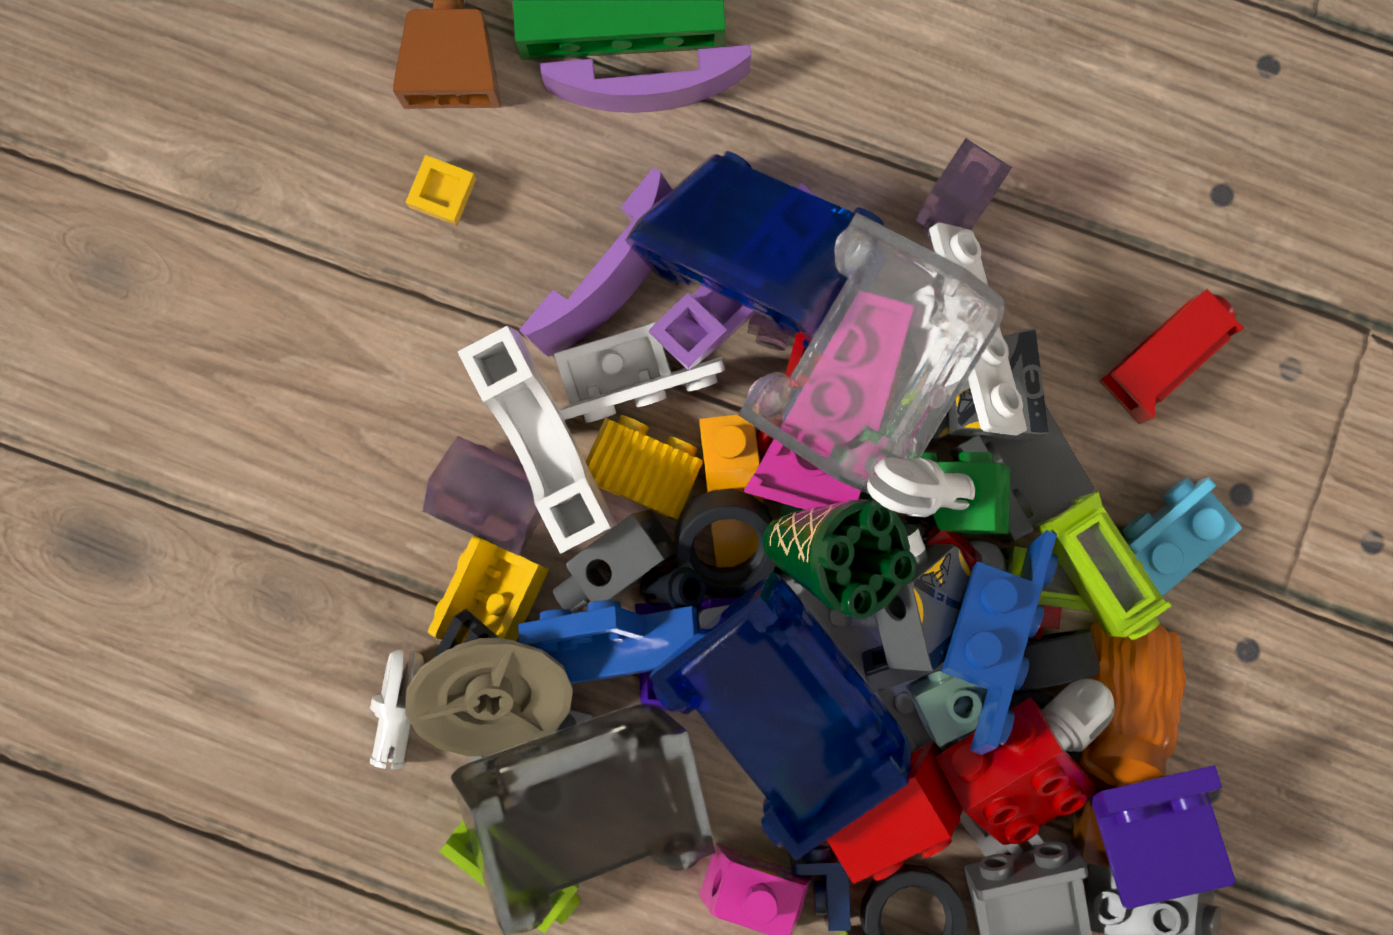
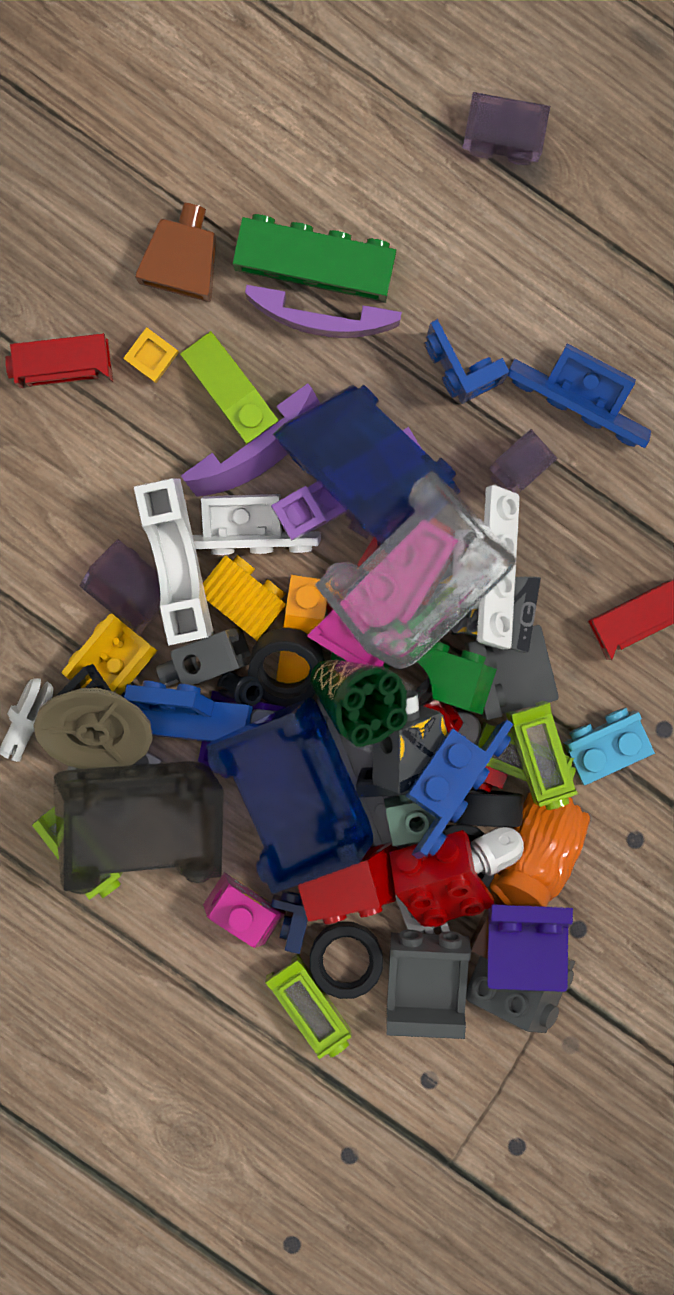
camera: 15 degrees right, 5 degrees up
(323, 227) = (59, 360): none -> red window
(554, 204) = (229, 387): none -> lime slope
(847, 110) = (481, 377): none -> blue bracket
(918, 486) = (422, 668): white arm -> none
(1015, 80) = (586, 388): none -> blue bracket

